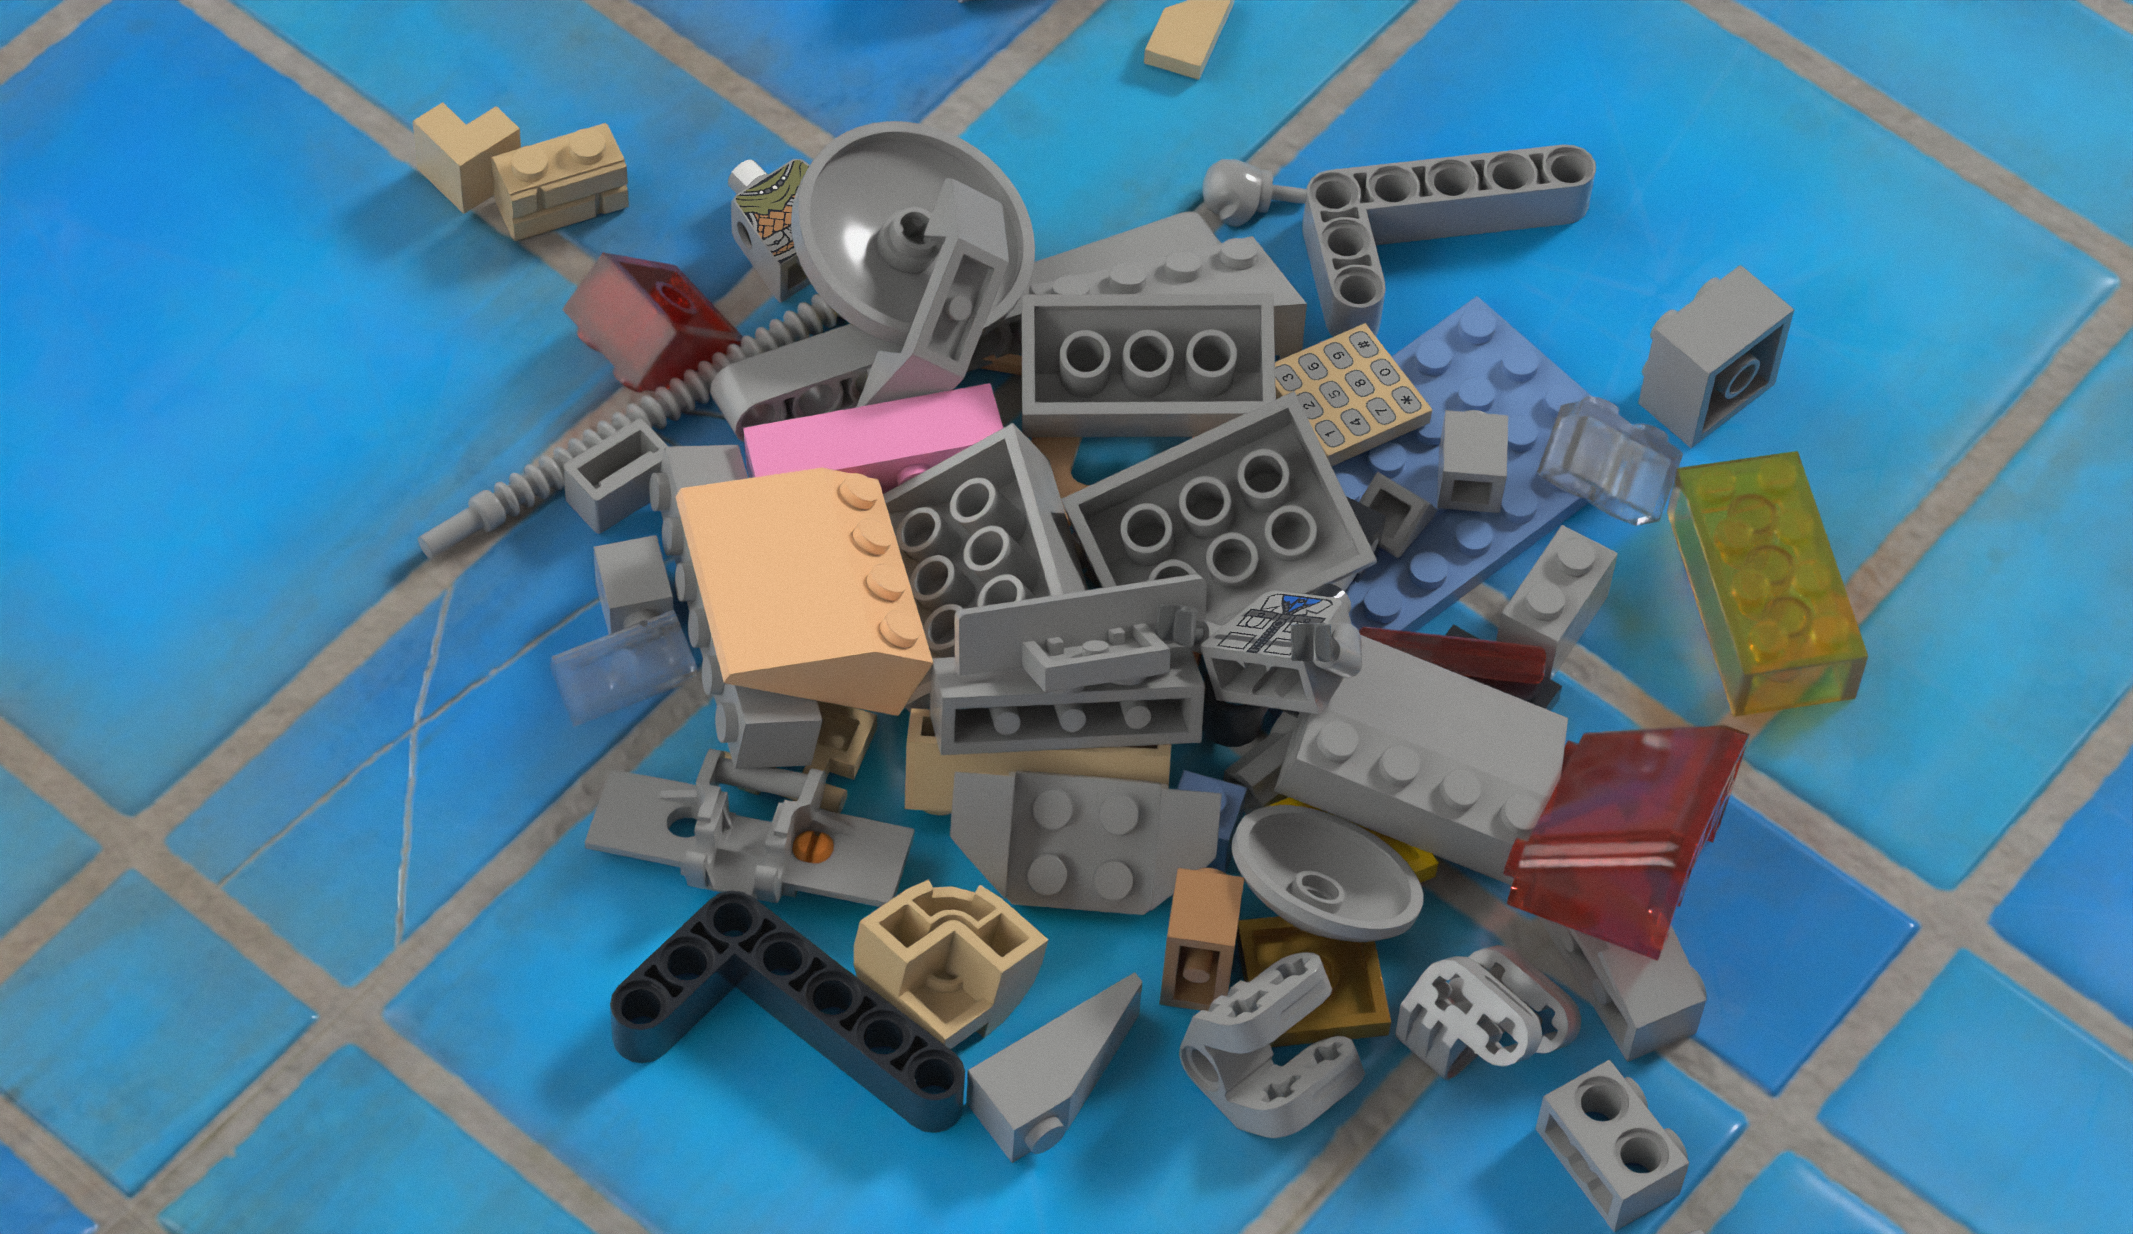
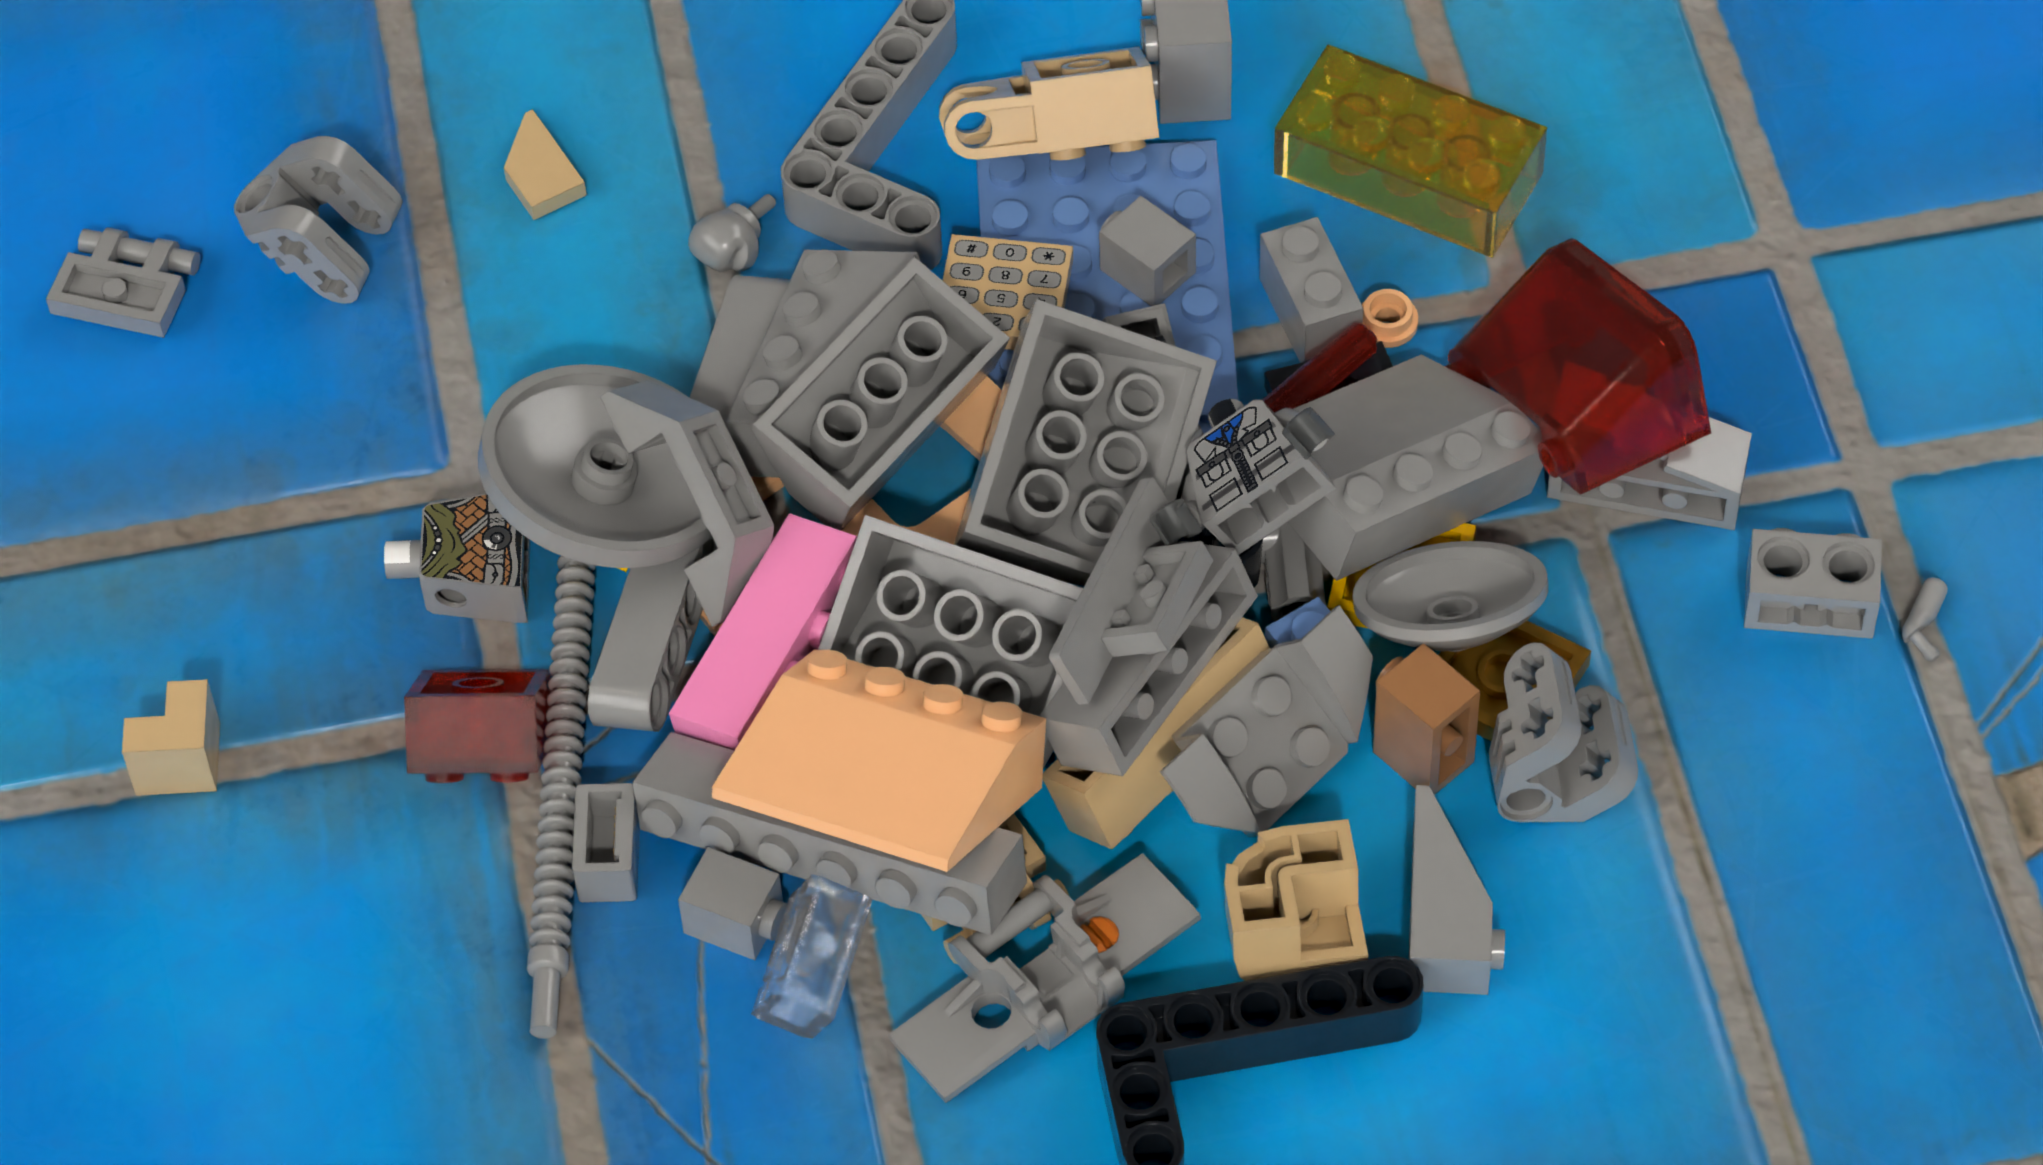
camera: 45 degrees left, 0 degrees up
(560, 181) = (270, 693): tan brick -> none
(1467, 1017) = (1634, 584): light grey piece -> none
(1554, 313) = (1057, 108): none -> tan brick
(1595, 664) = (1393, 307): none -> light nougat plate
(1610, 461) = (1223, 166): clear brick -> none

